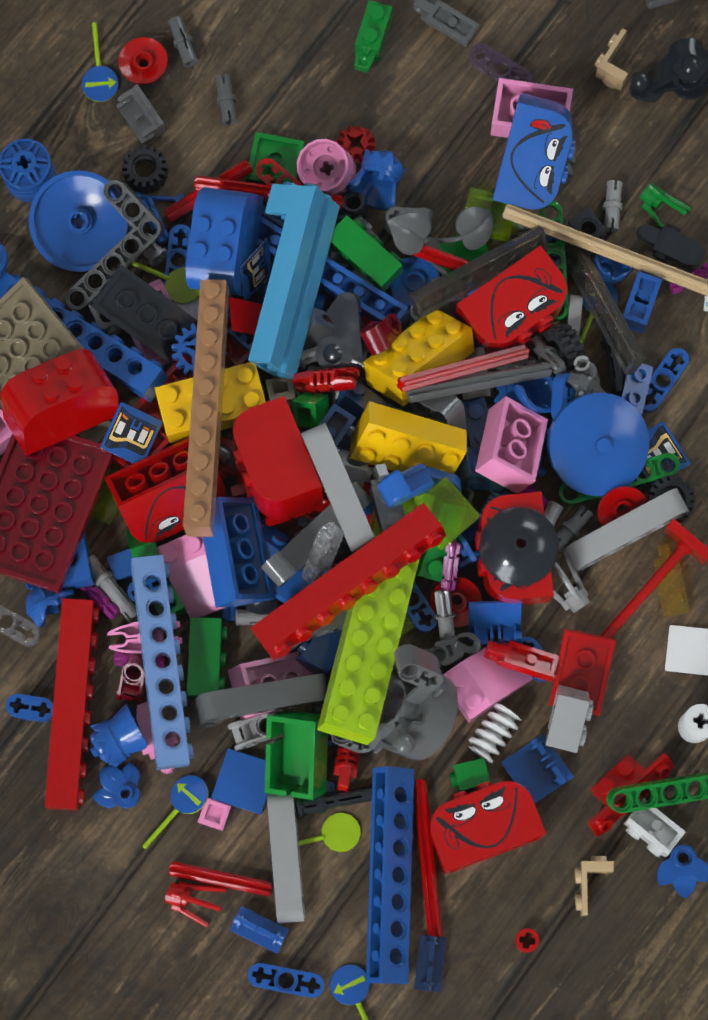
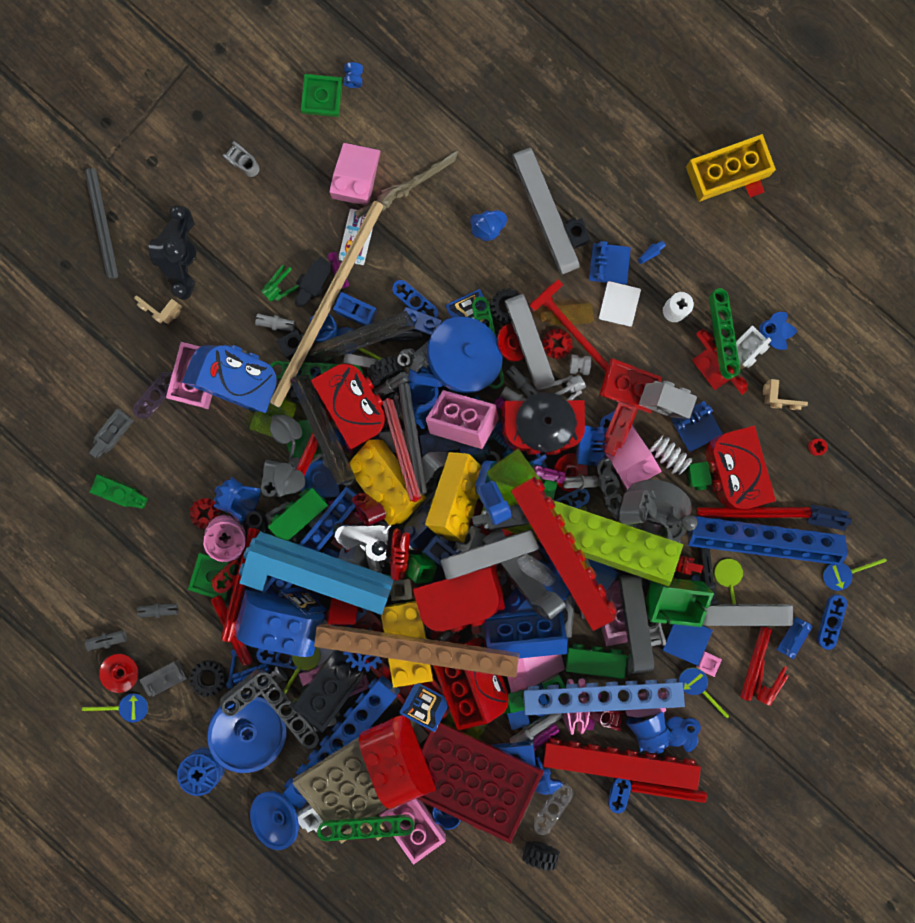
camera: 90 degrees left, 10 degrees up
(38, 773) = (668, 791): none -> red axle
(603, 602) = (580, 365): none -> light grey wheel
(617, 572) = (557, 353): none -> red gear

